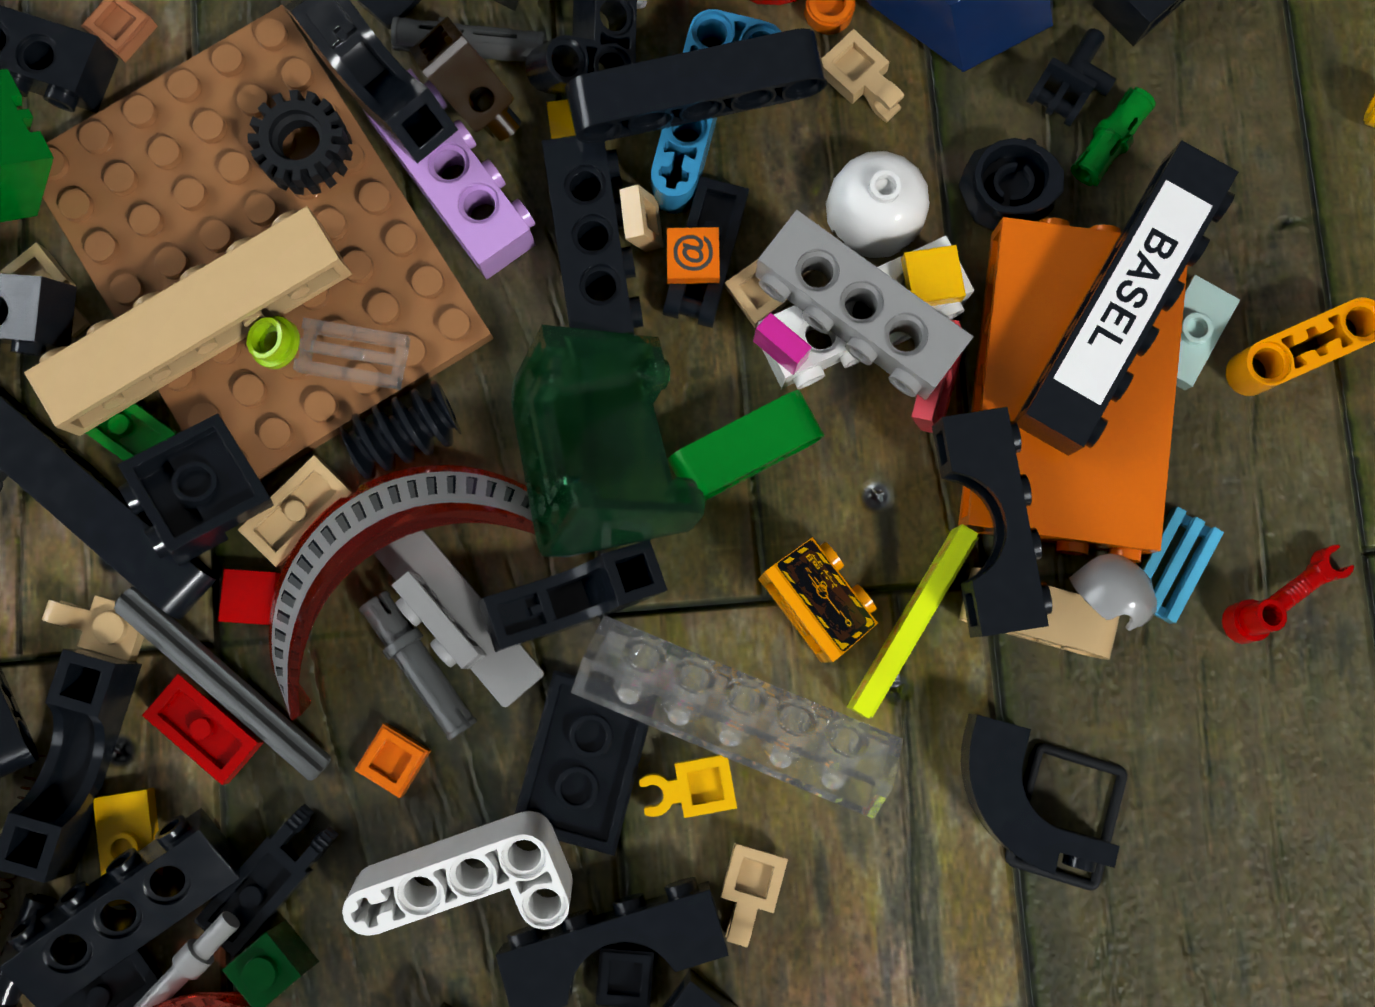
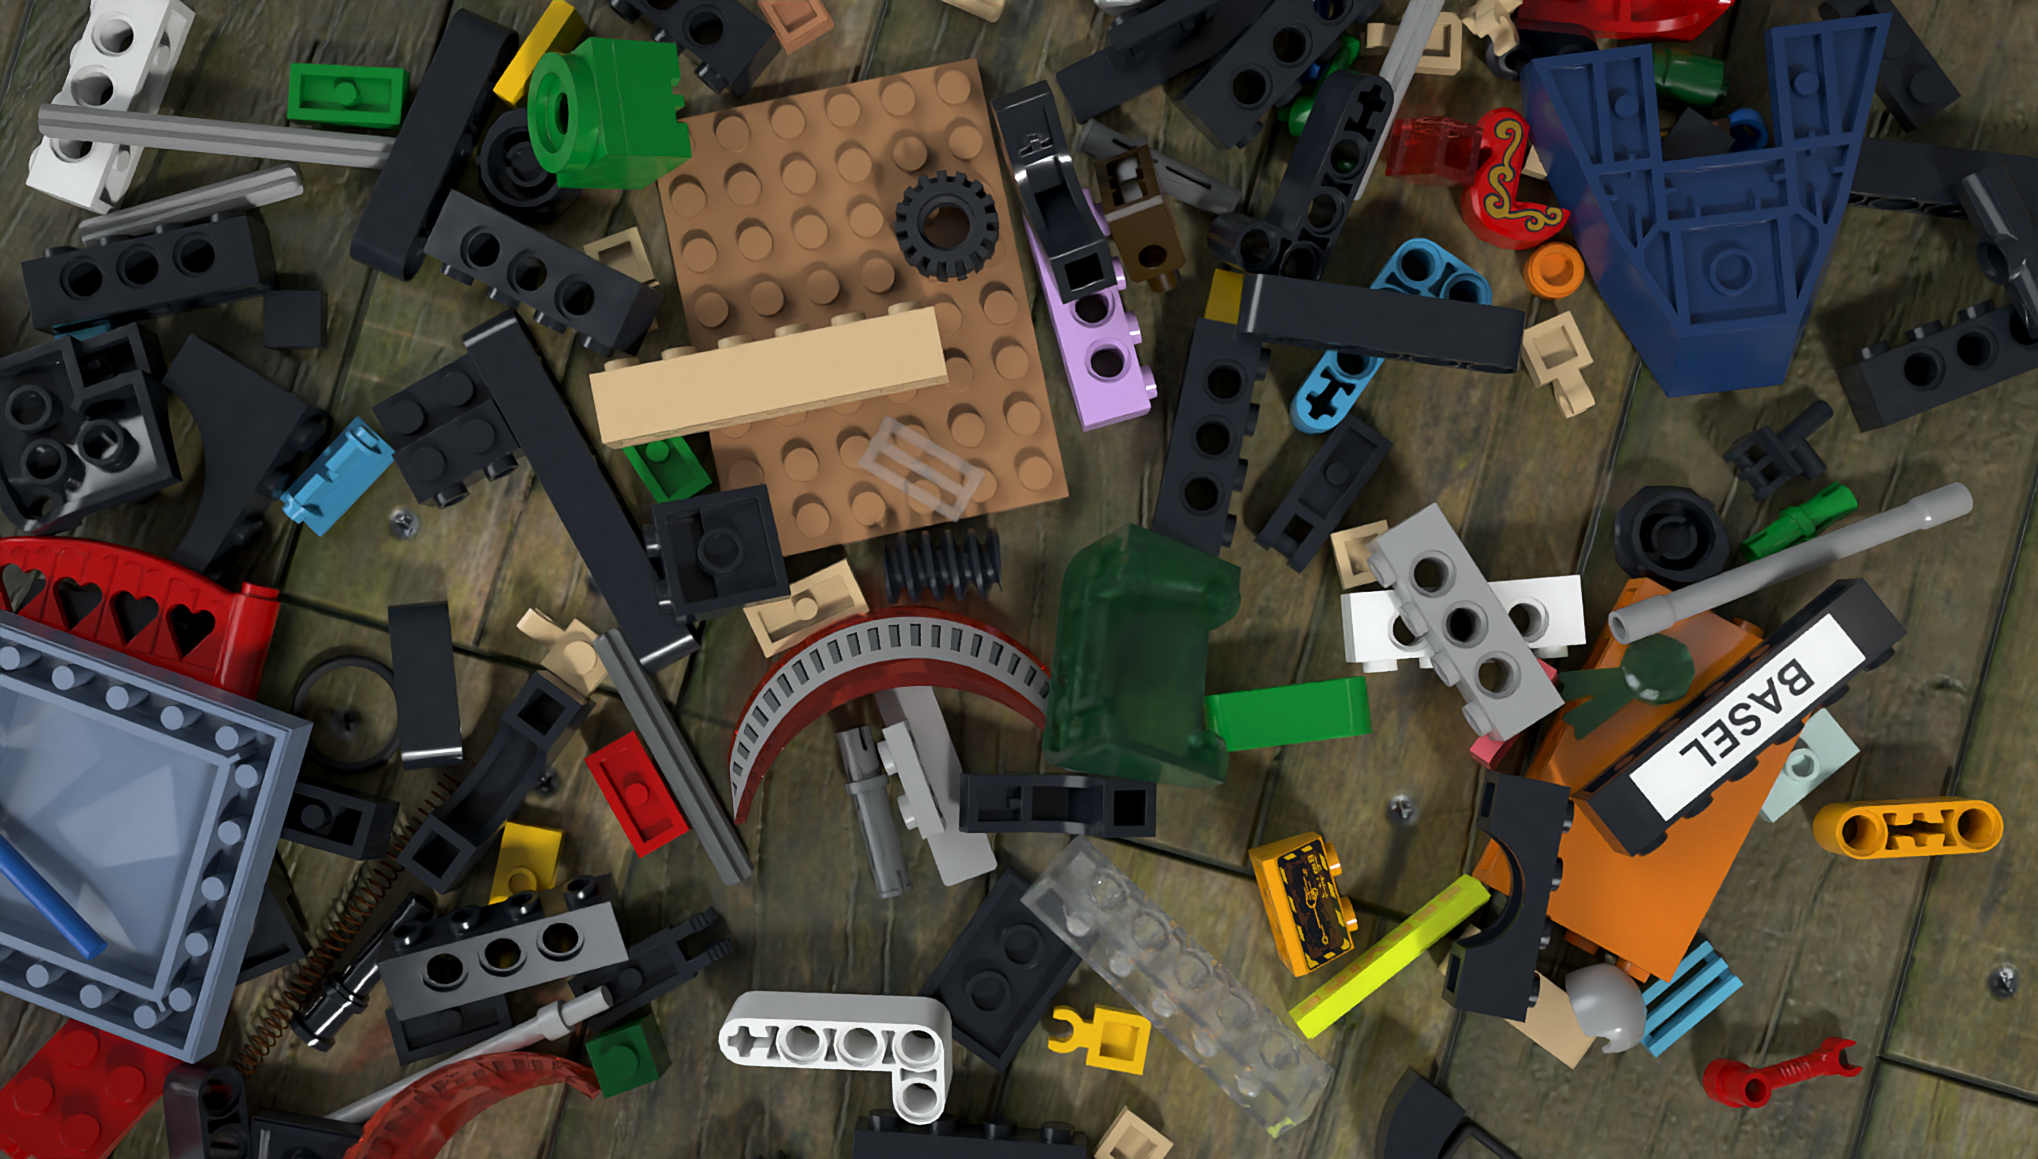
camera: 20 degrees right, 5 degrees up
(247, 596) = (727, 676): red tile -> none
(273, 341) = (837, 419): lime plate -> none
(392, 760) = (814, 895): orange tile -> none
(641, 218) = (1269, 433): tan tile -> none
(693, 255) = (1309, 496): orange tile -> none
(781, 343) = (1366, 631): dark pink tile -> none
(878, 204) = (1521, 507): white cylinder -> none
(934, 275) = (1549, 615): yellow tile -> none
(1027, 235) = (1664, 610): none -> light grey piece
(1037, 290) = (1651, 671): none -> clear green piece

